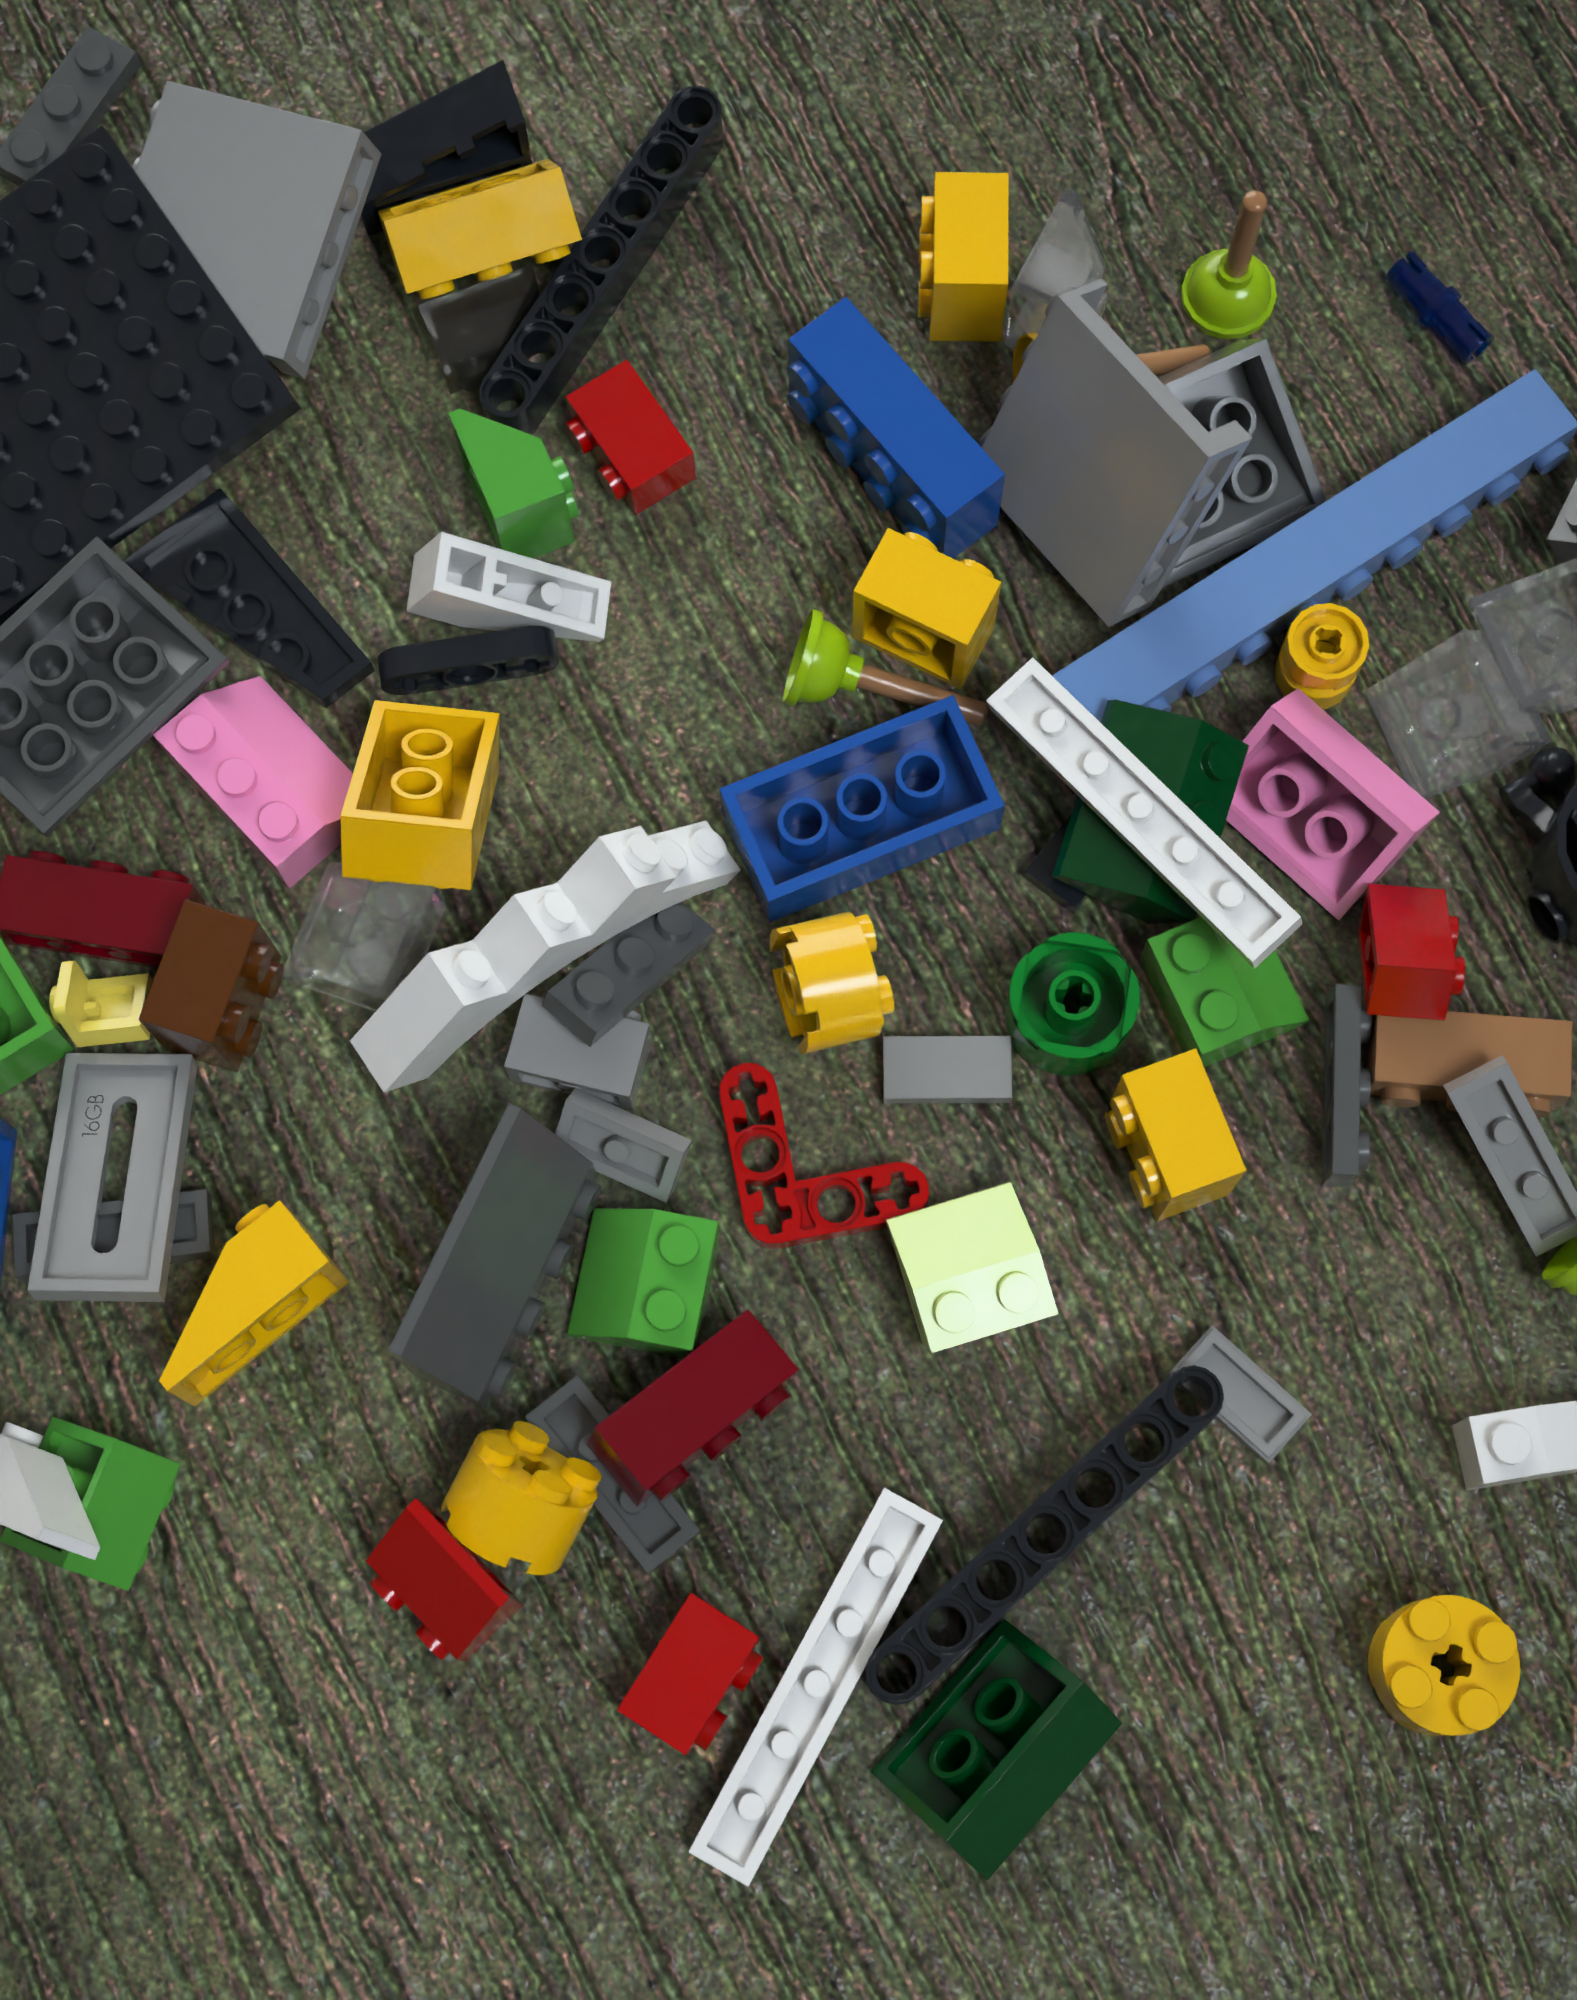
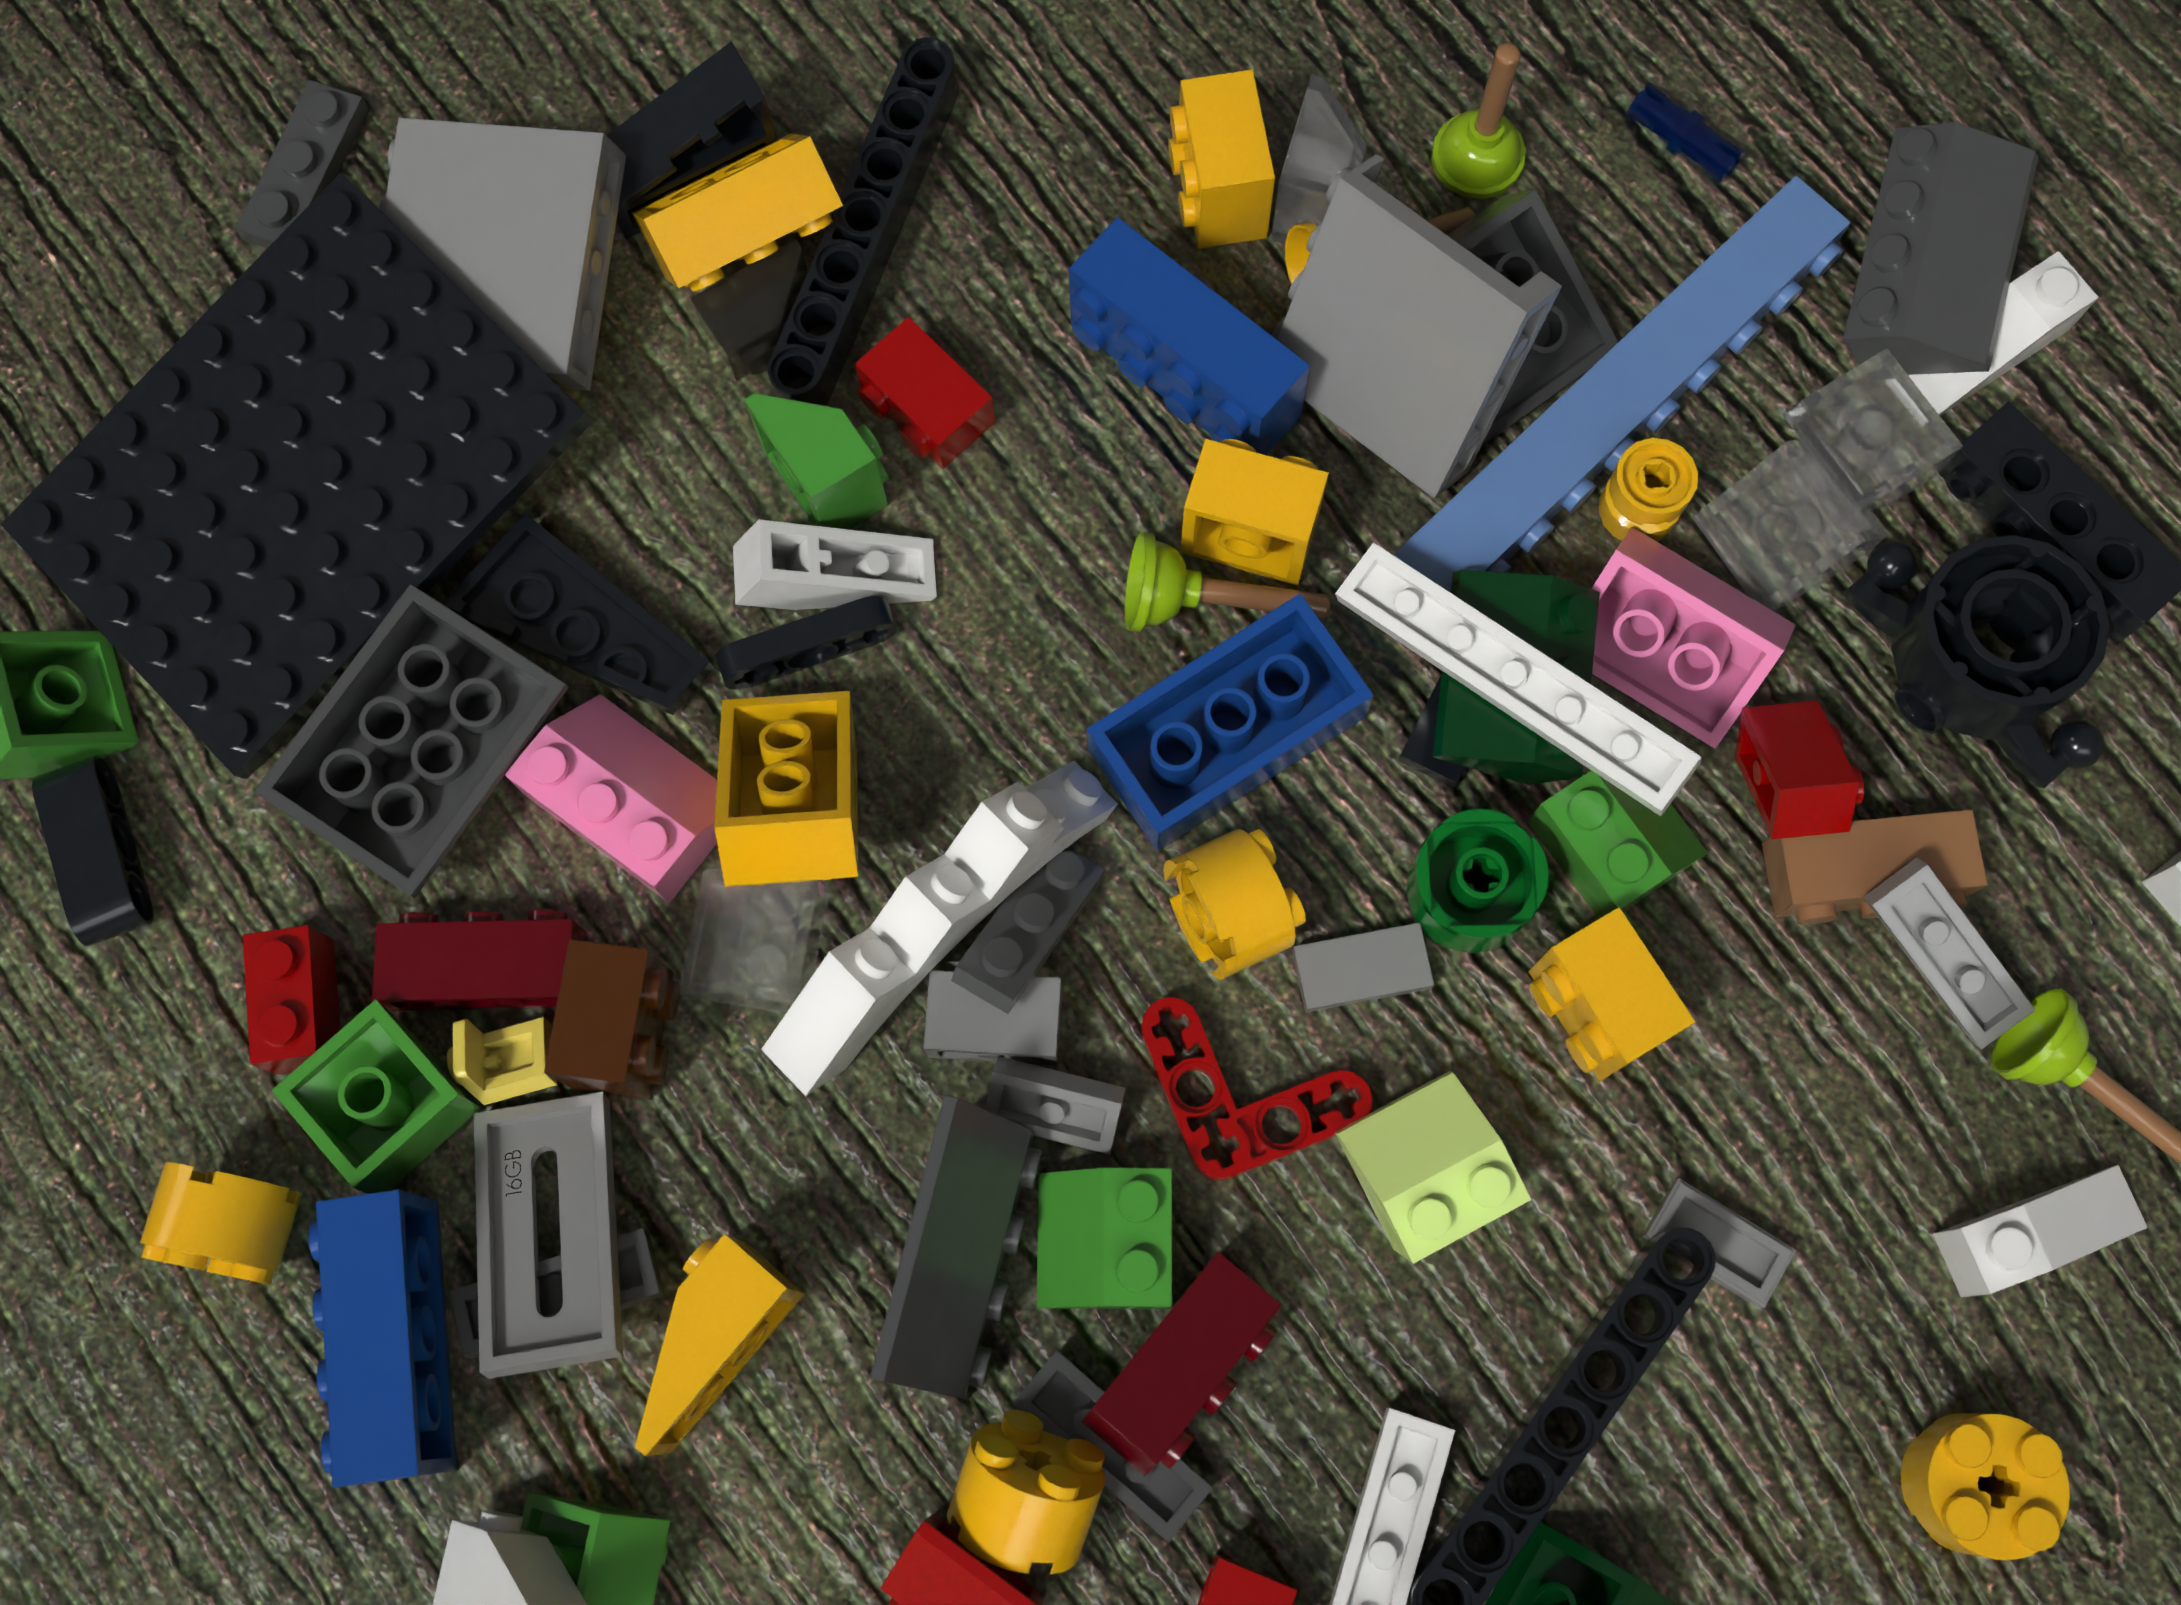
camera: 10 degrees left, 0 degrees up
(1344, 1086) = (1759, 914): dark grey plate -> none

